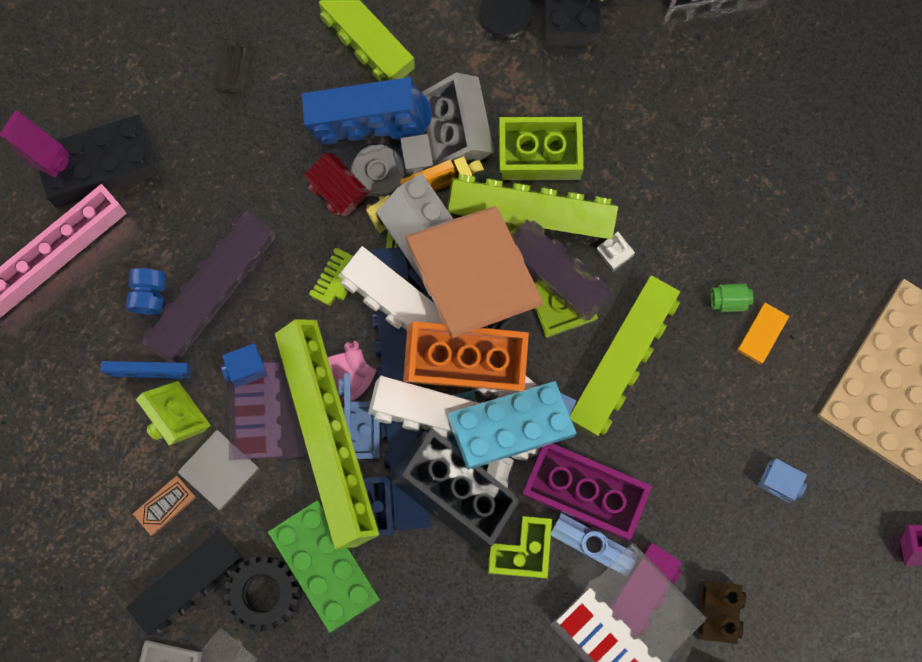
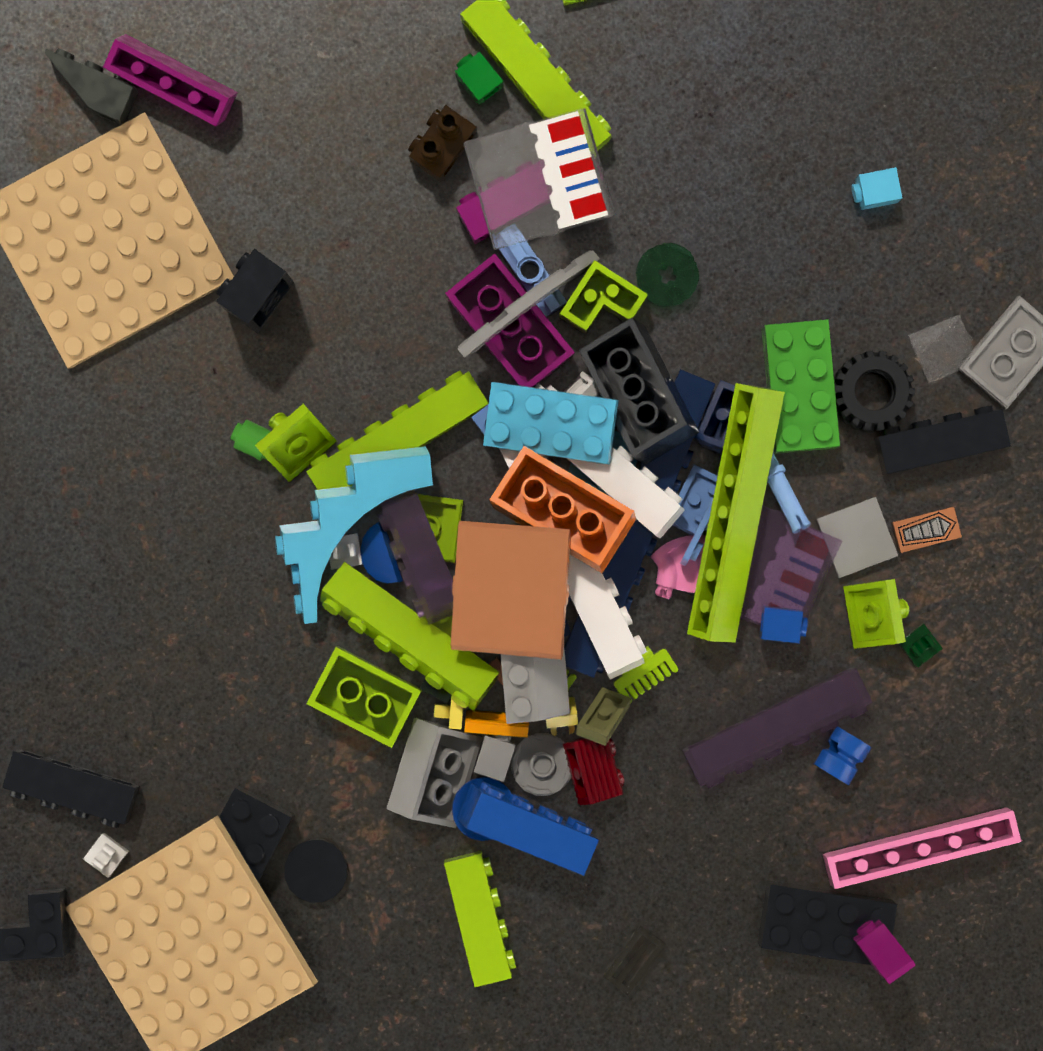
camera: 155 degrees left, 10 degrees up
(125, 411) = (920, 645): none -> dark green tile
(146, 369) = (880, 674): blue tile -> none
(293, 471) = (786, 497): none -> light blue pin
(349, 224) = (603, 716): none -> olive plate
(493, 612) = (683, 267): none -> clear green plate
(582, 514) = (527, 301): none -> light grey tile
(589, 256) = (378, 556): none -> blue tile
(627, 306) = (373, 480): none -> medium azure arch
(701, 310) = (295, 441): none -> lime tile
(762, 333) = (242, 389): light orange tile -> none
(783, 481) = (309, 233): medium blue brick -> none
(803, 406) = (254, 290): none -> black brick

